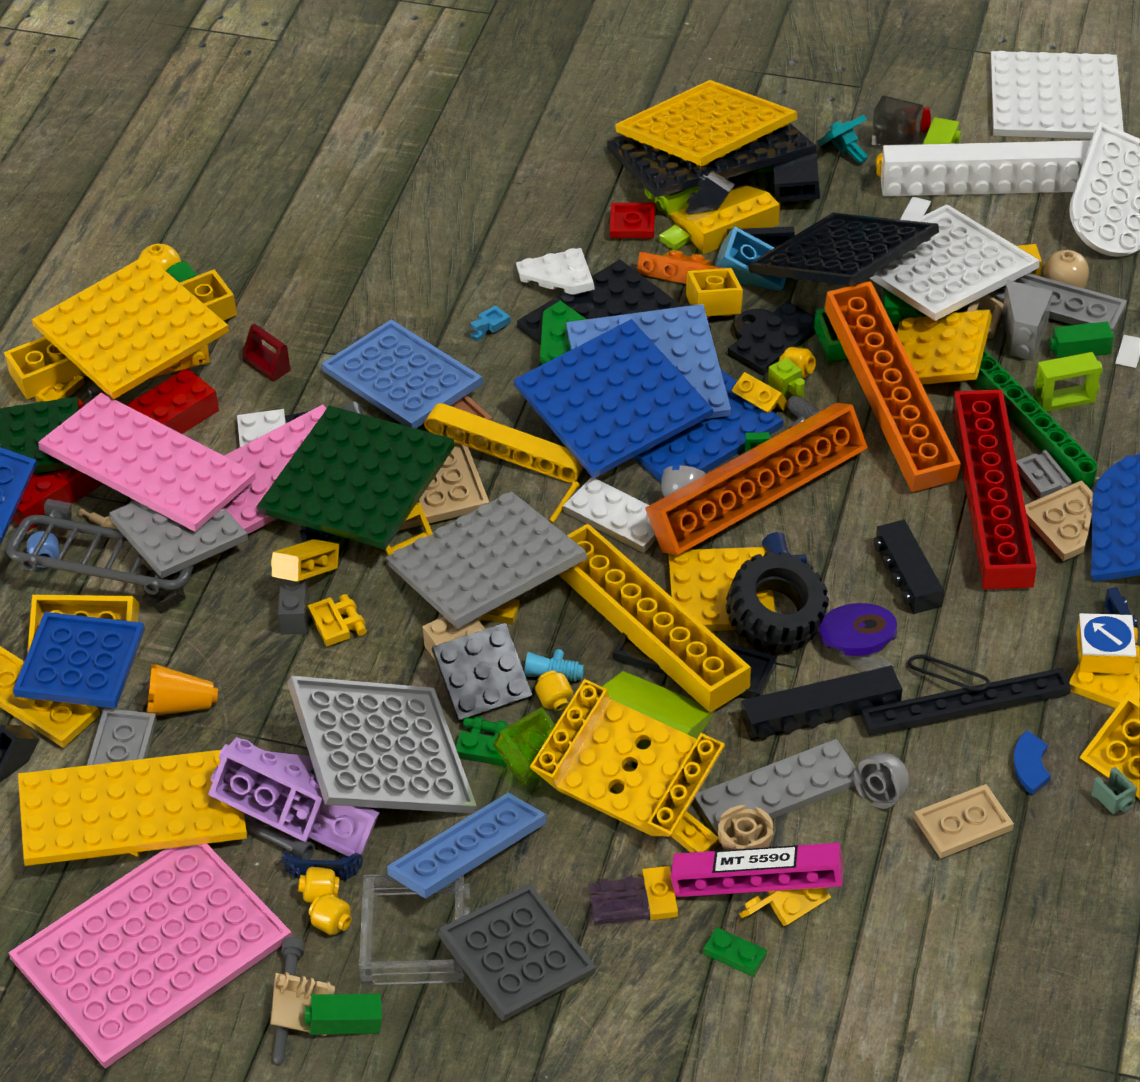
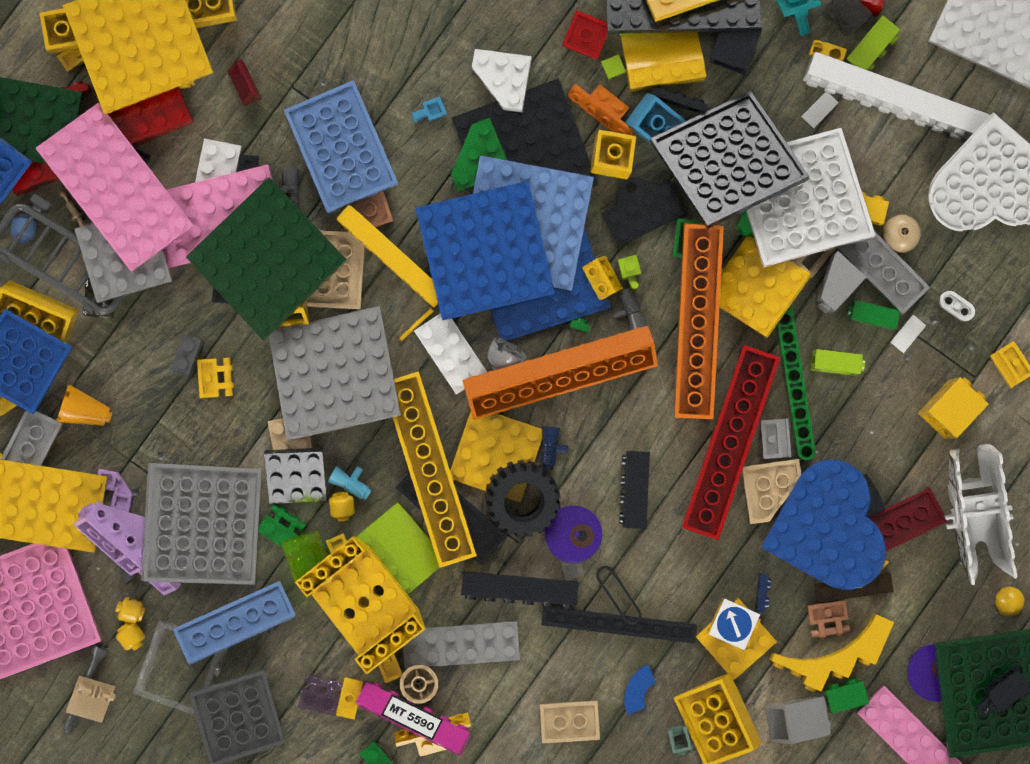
camera: 20 degrees right, 40 degrees up
(305, 560) = (204, 326): yellow brick -> none
(344, 868) = (119, 588): dark blue piece -> none
(344, 1014) = (114, 720): green brick -> none
(710, 195) = (653, 47): black slope -> none
(802, 358) = (647, 252): yellow head -> none
(882, 779) = (532, 672): light grey cylinder -> none

